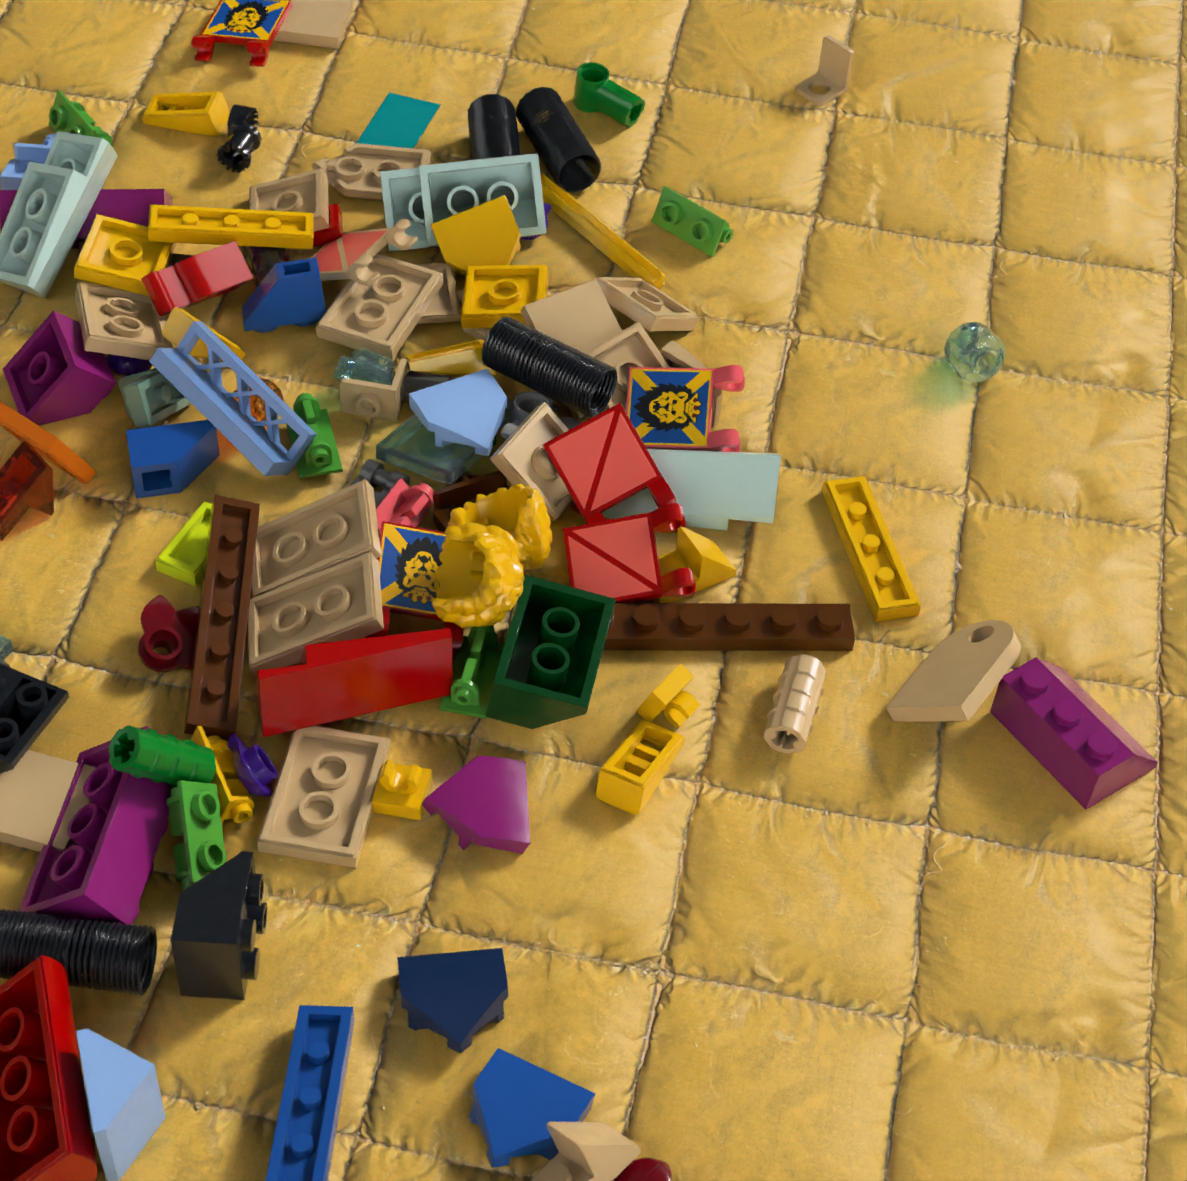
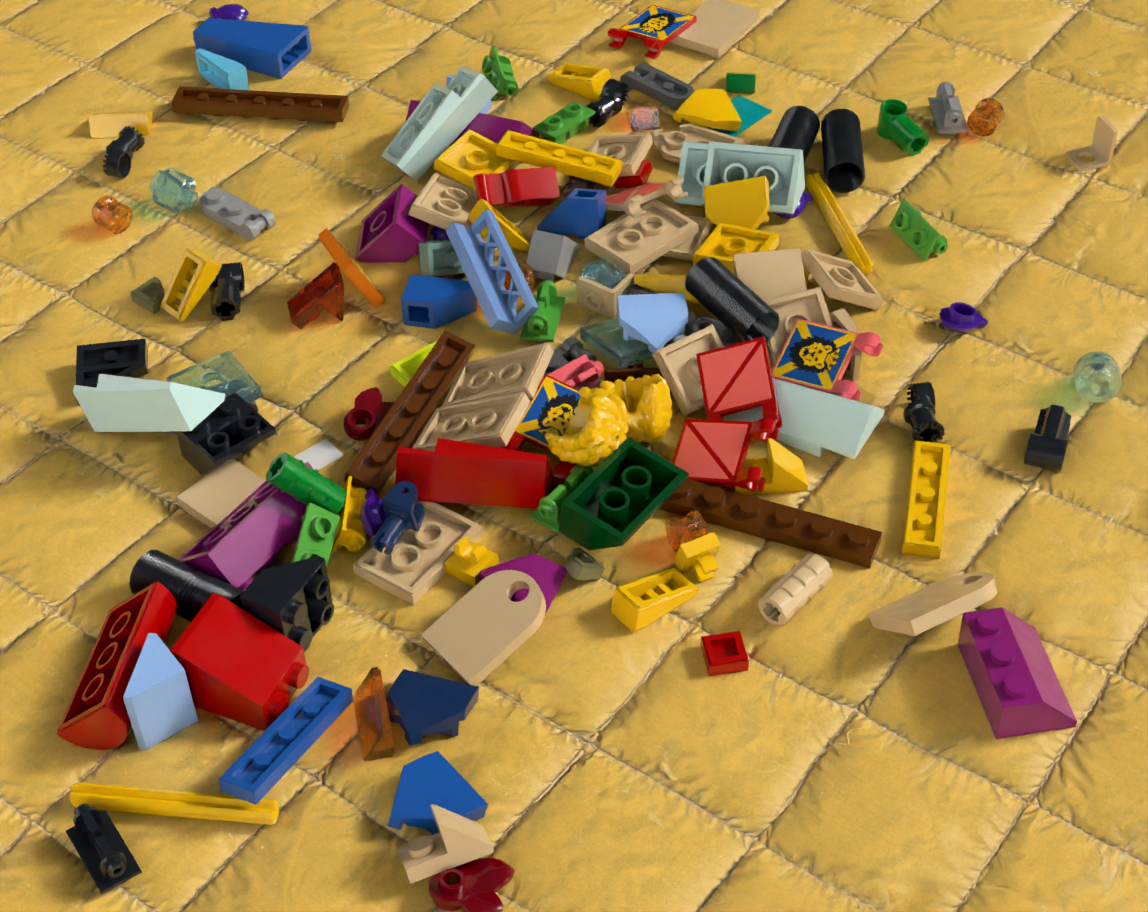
camera: 30 degrees right, 5 degrees down
(124, 706) = (320, 454): none -> white sticker
(201, 1026) = (239, 664): none -> red slope
(203, 176) = (567, 121): none -> bright green hinge
(284, 359) = (551, 255): none -> light grey slope
(291, 147) = (643, 118): none -> clear orange slope
(292, 101) = (658, 85): none -> dark grey plate
(292, 757) = (398, 515): none -> dark blue piece
(371, 120) = (709, 109): none -> yellow slope
(386, 75) = (740, 82): none -> green slope
(396, 1033) = (373, 718): none -> clear orange slope
(472, 869) = (487, 625): none -> tan tile
(538, 750) = (582, 565): none -> olive tile
(639, 671) = (685, 529): none -> clear orange wheel
(645, 62) = (947, 110): none -> light grey hinge
(697, 54) = (989, 110): none -> clear orange wheel
(755, 807) = (724, 653): none -> red tile
(794, 317) = (961, 317): none -> dark purple animal
(814, 444) = (922, 412): none -> black connector
(964, 446) = (1048, 442): none -> black piece

